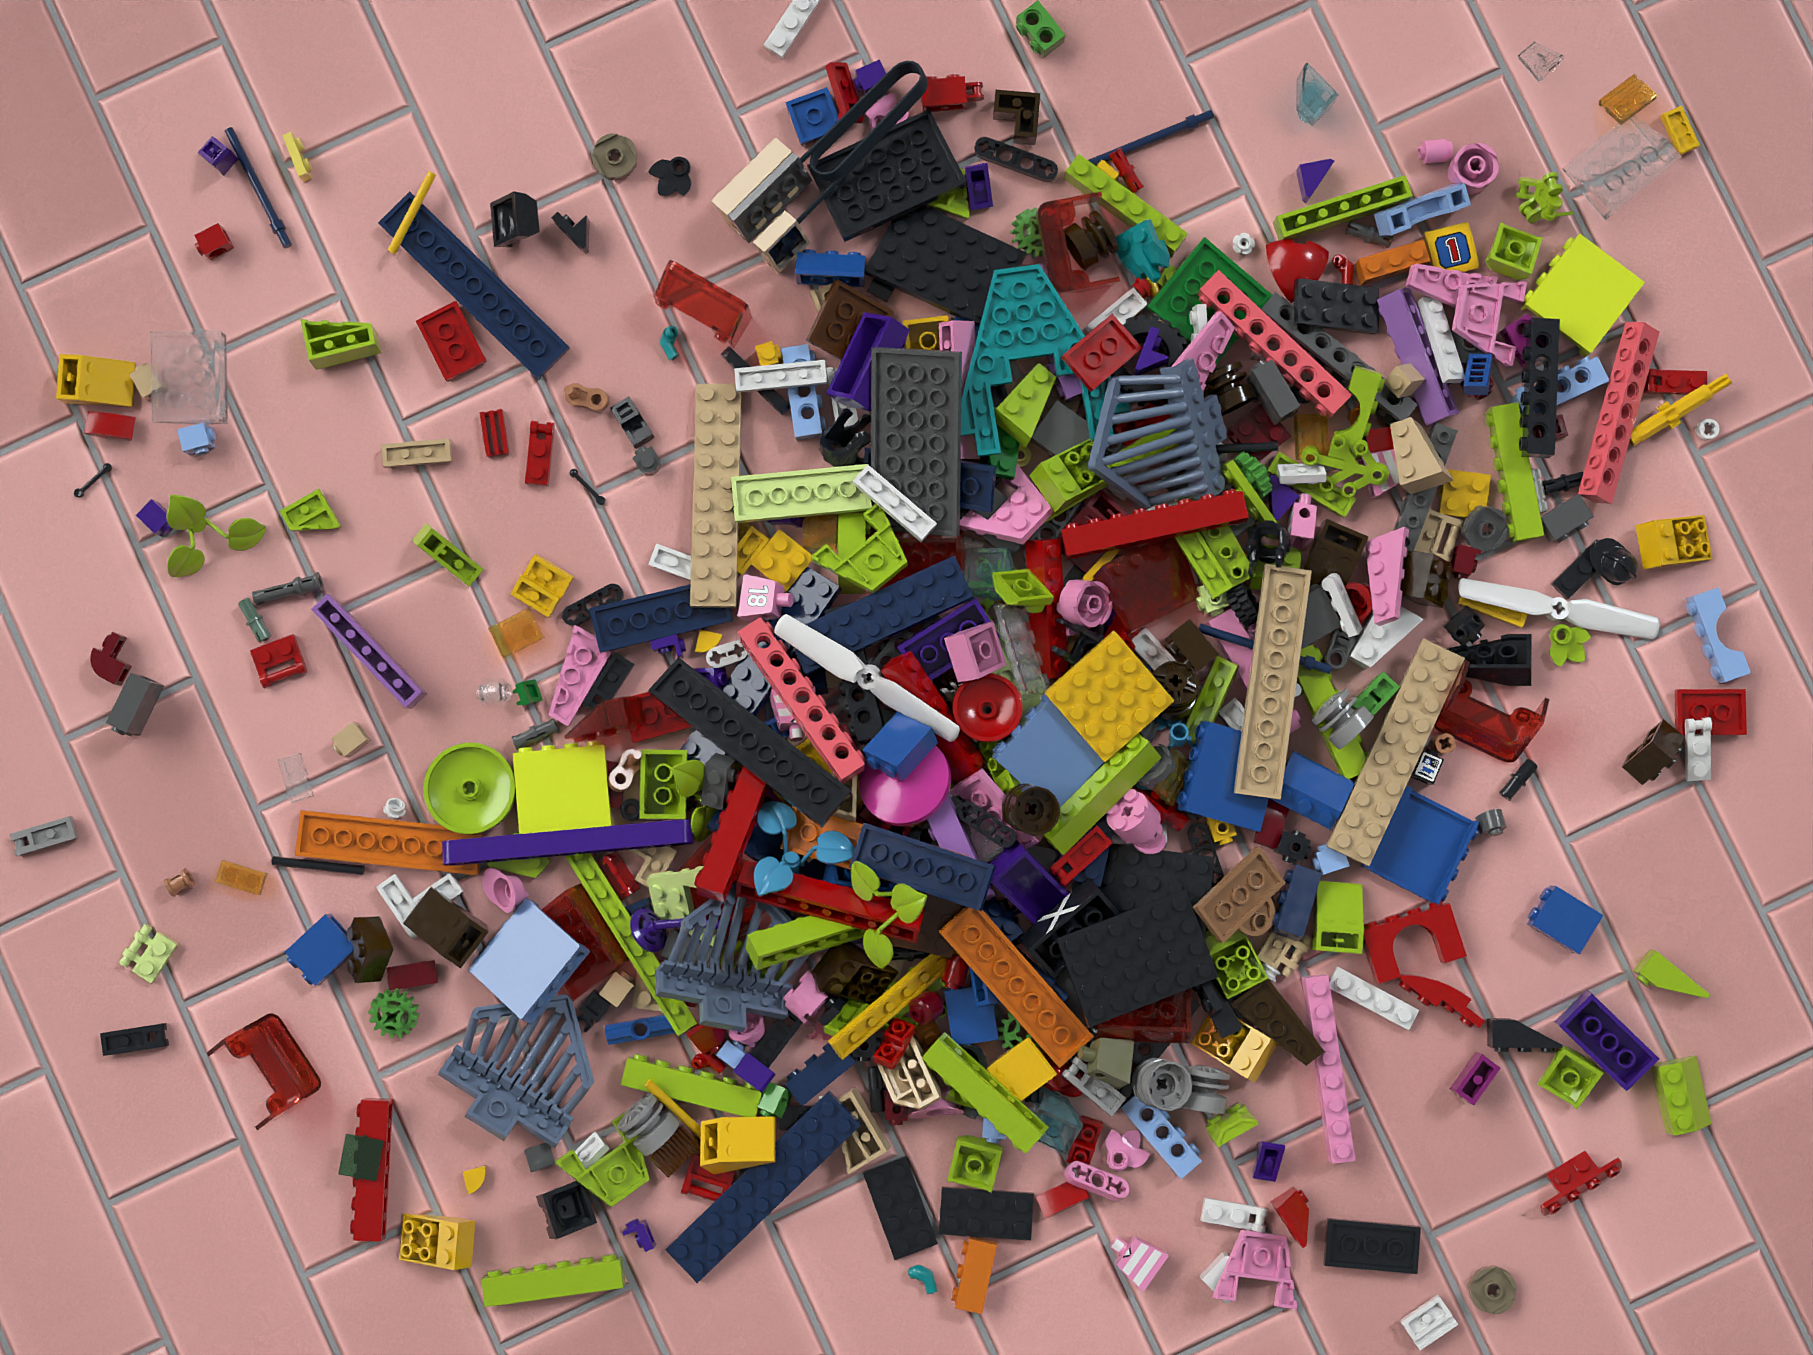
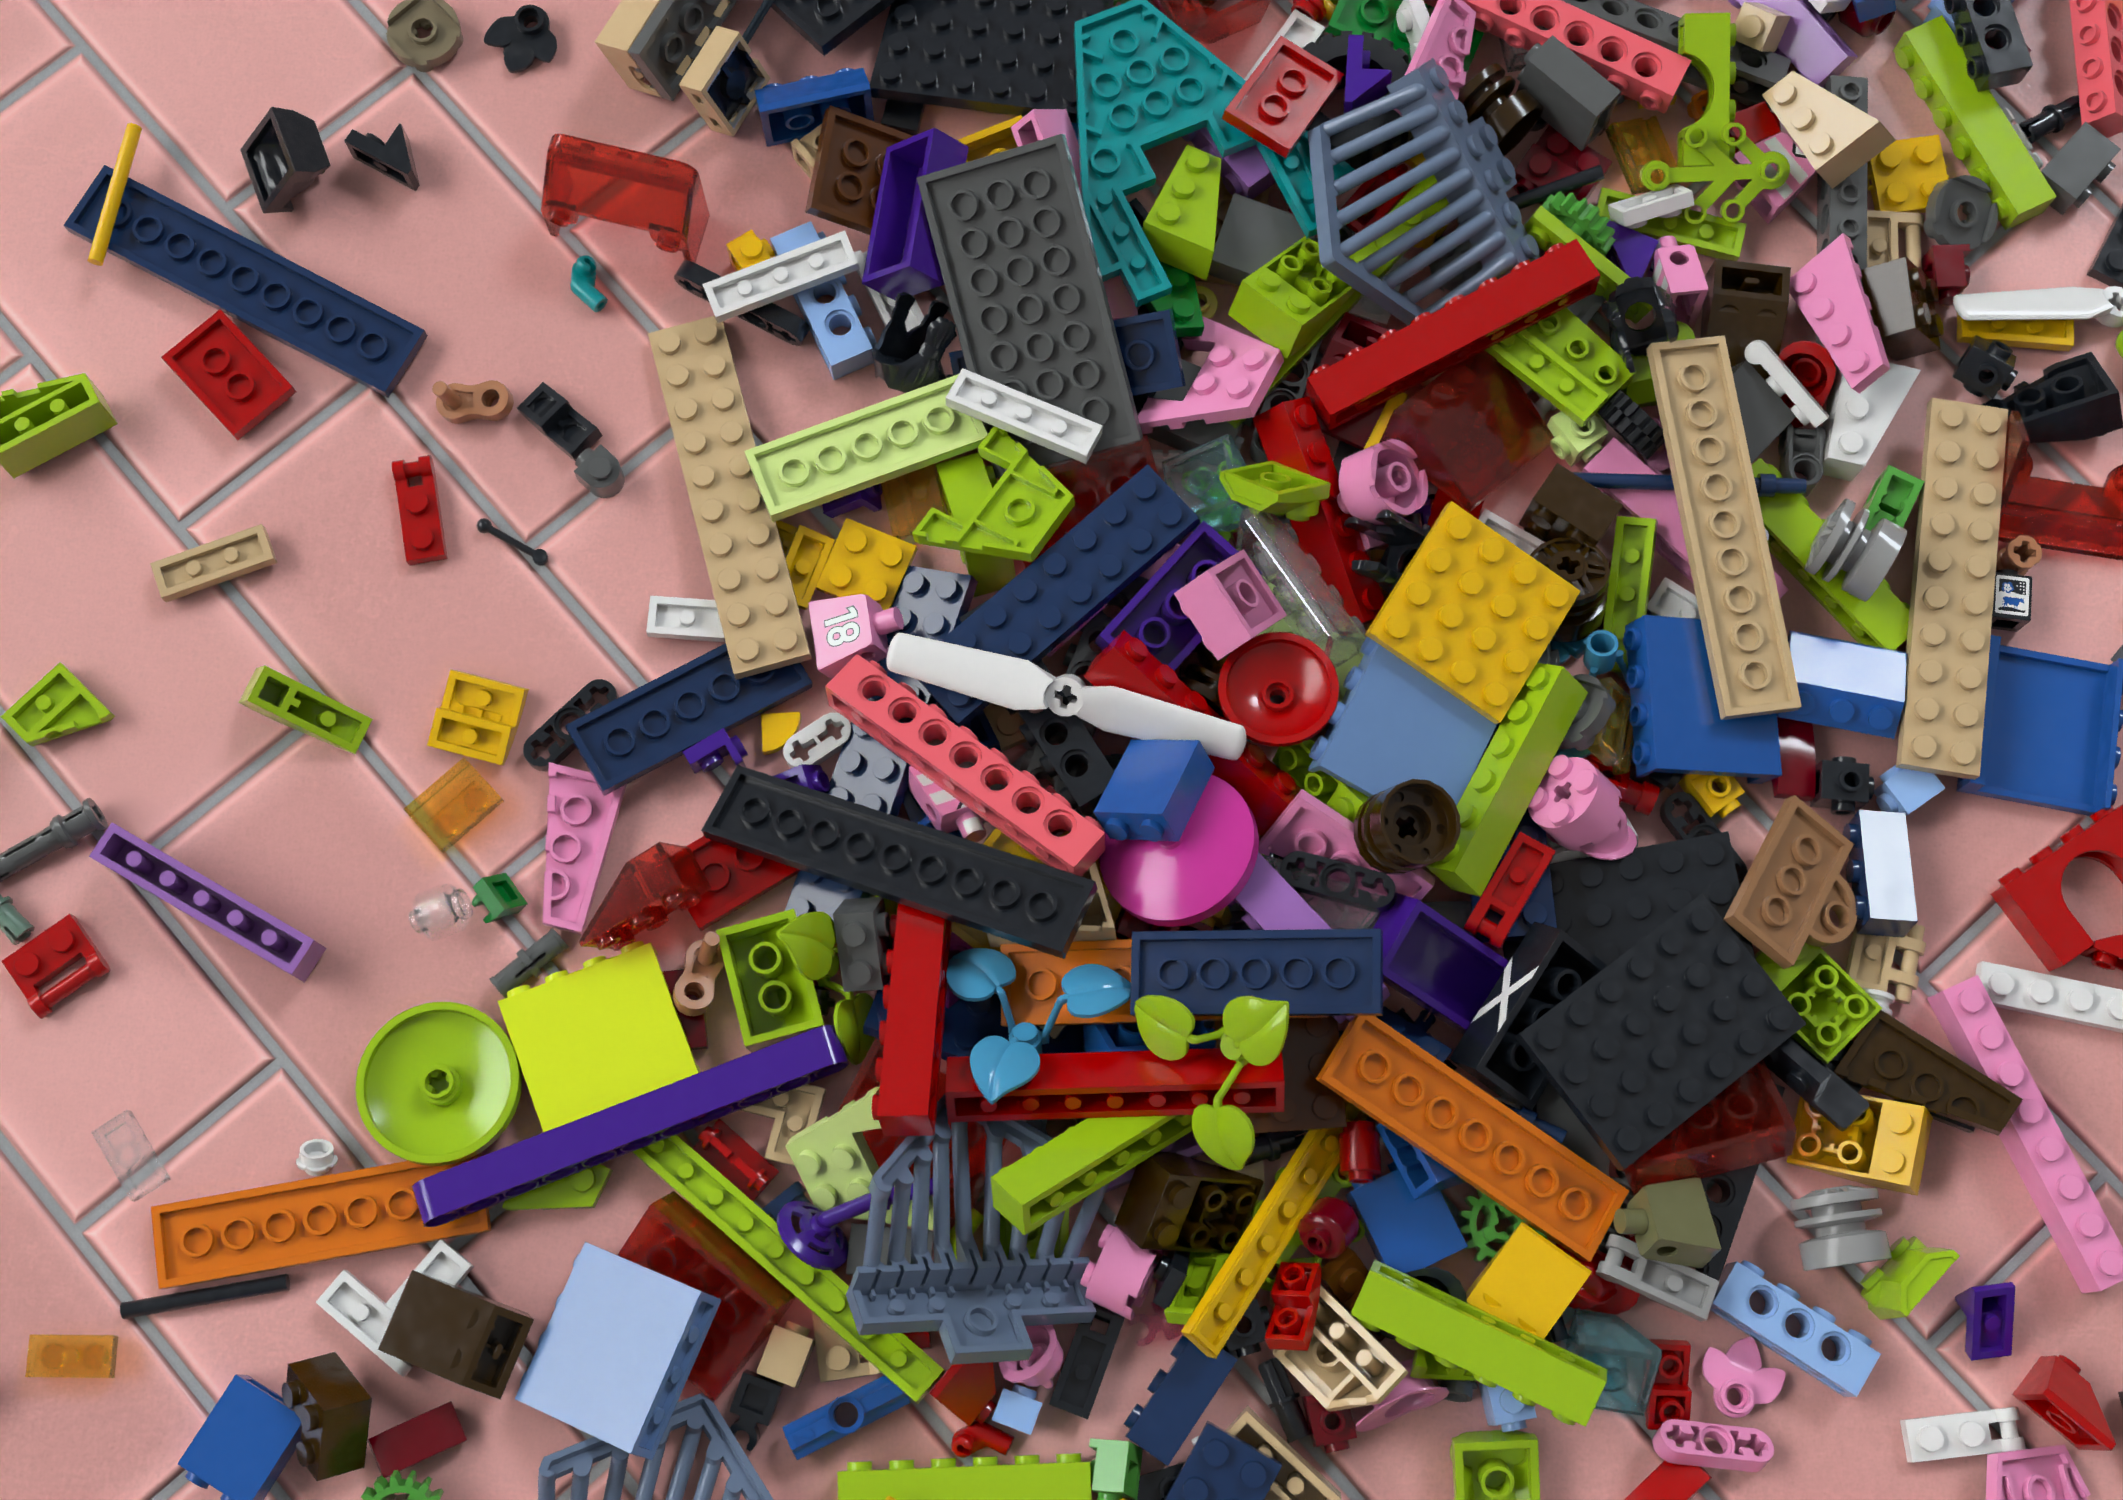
camera: 20 degrees left, 10 degrees down
(350, 740) = (211, 1062): tan brick -> none
(497, 452) = (324, 472): red tile -> none
(503, 889) = (541, 1240): bright pink piece -> none
(609, 680) = (633, 834): black plate -> none
(624, 809) = (718, 1034): black plate -> none
(754, 1072) = (1066, 1430): dark purple slope -> none
(1172, 1088) = (1773, 1236): light grey wheel -> none
(1338, 918) = (1958, 882): lime slope -> none

